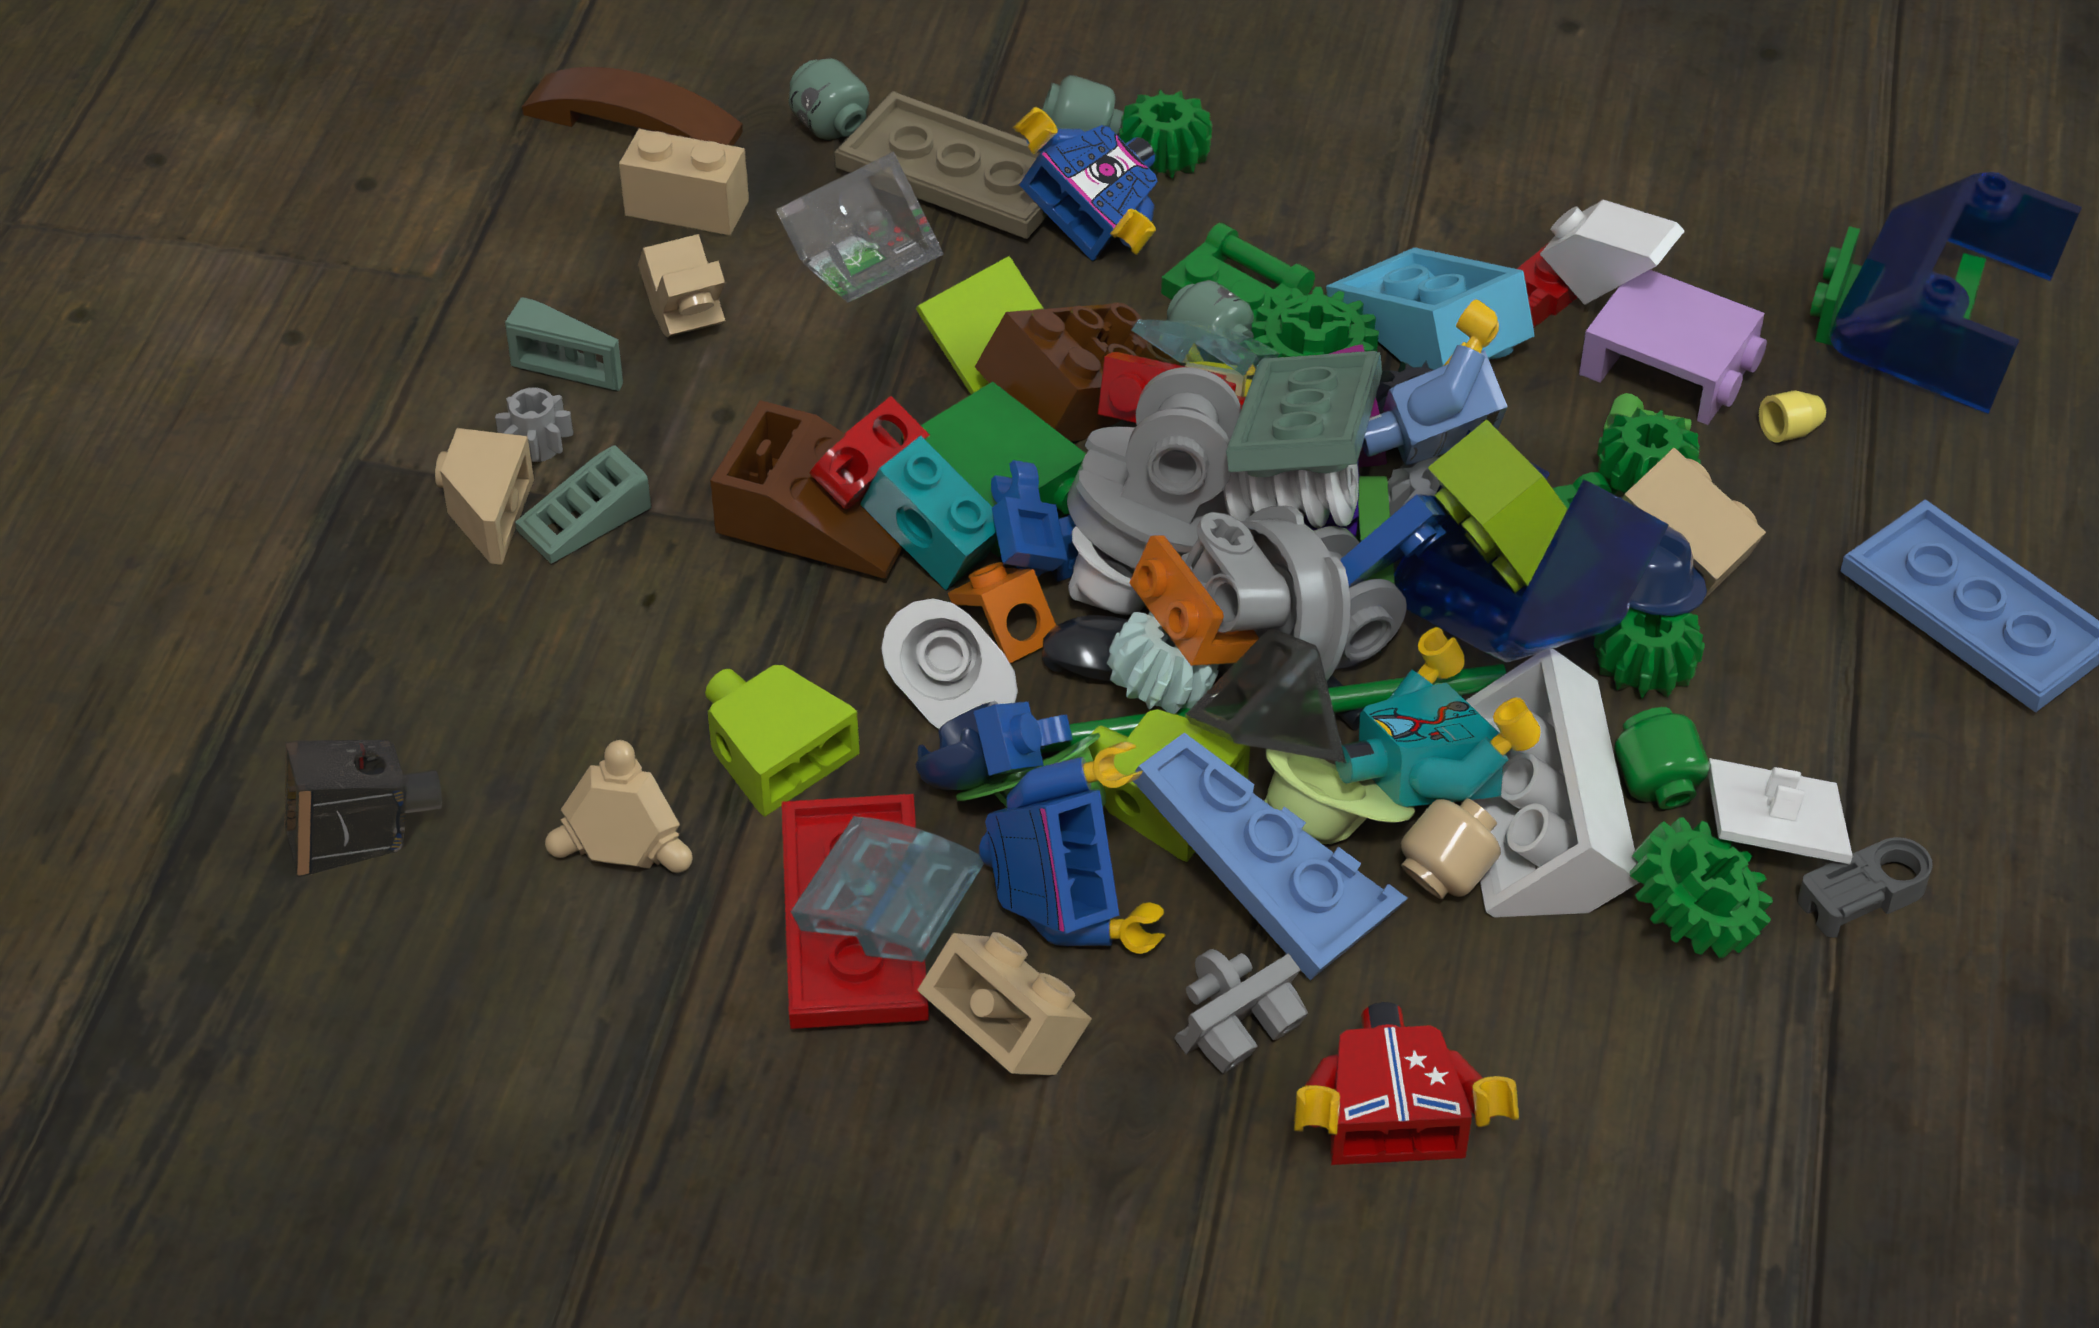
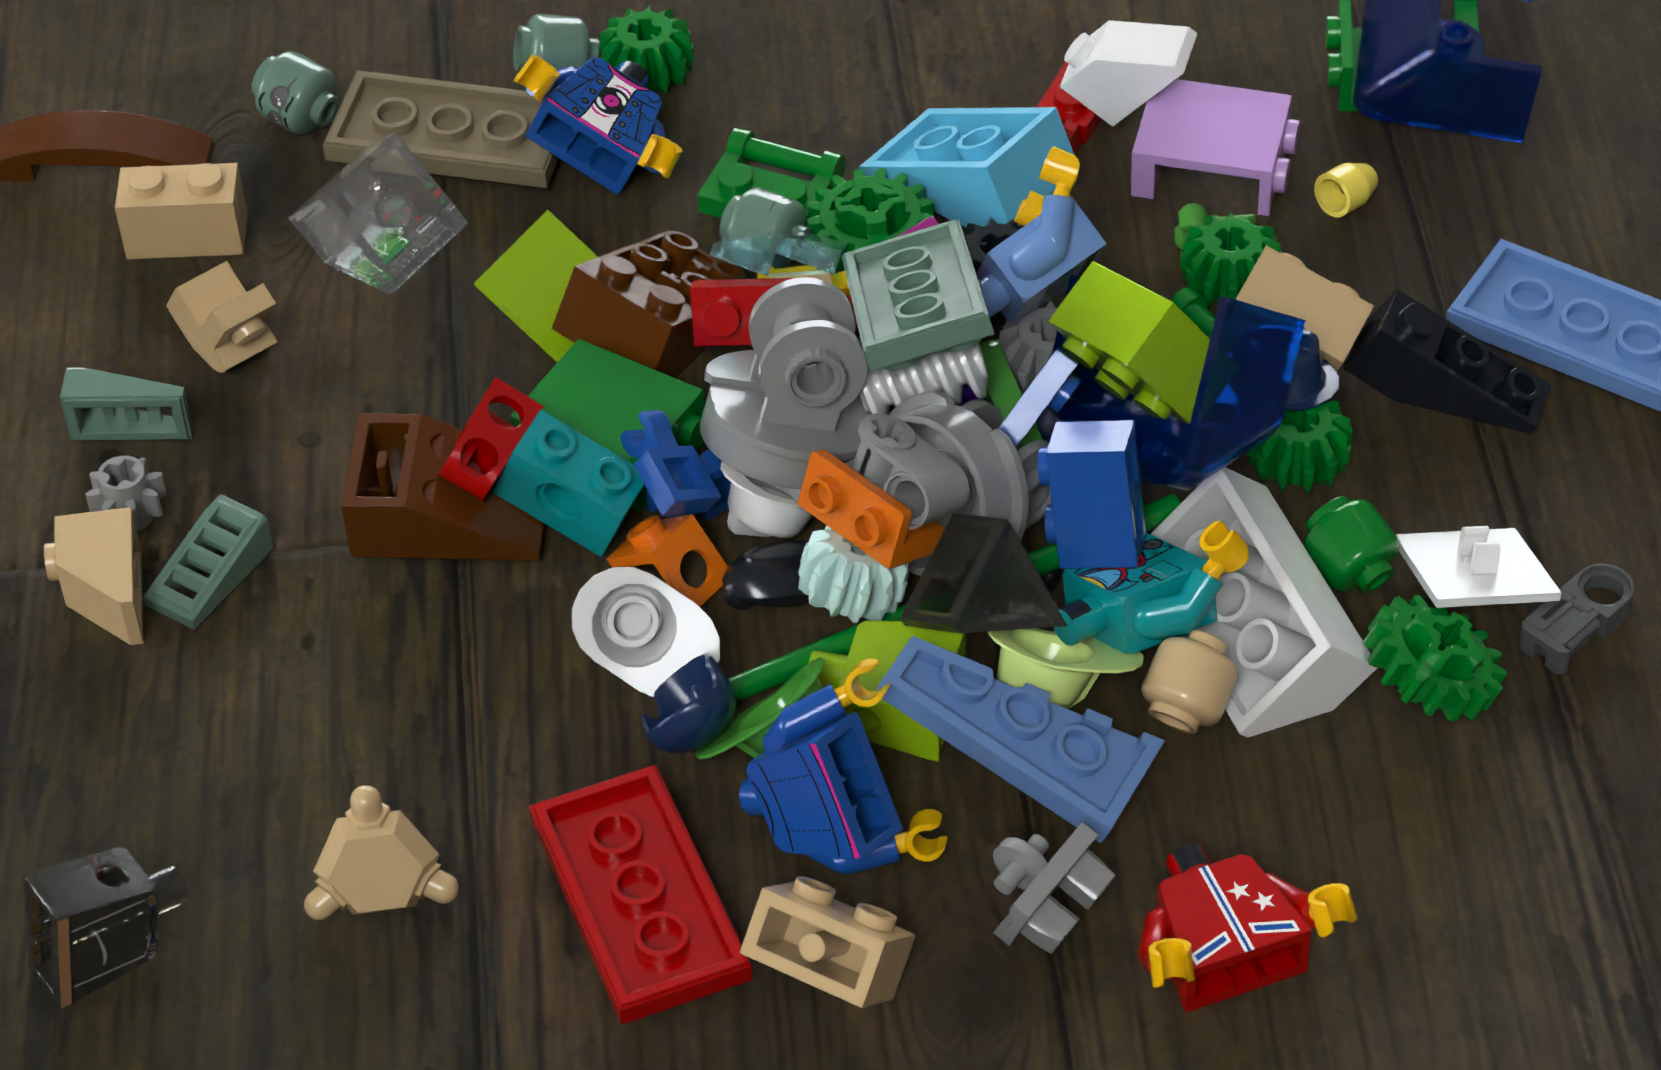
camera: 15 degrees left, 0 degrees up
(778, 733) = (496, 739): lime torso -> none
(888, 888) = (673, 862): clear light blue slope -> none
(1014, 737) = (744, 682): blue plate -> none
(1409, 642) = (1094, 494): none -> blue brick
(1817, 608) = (1441, 368): none -> black slope

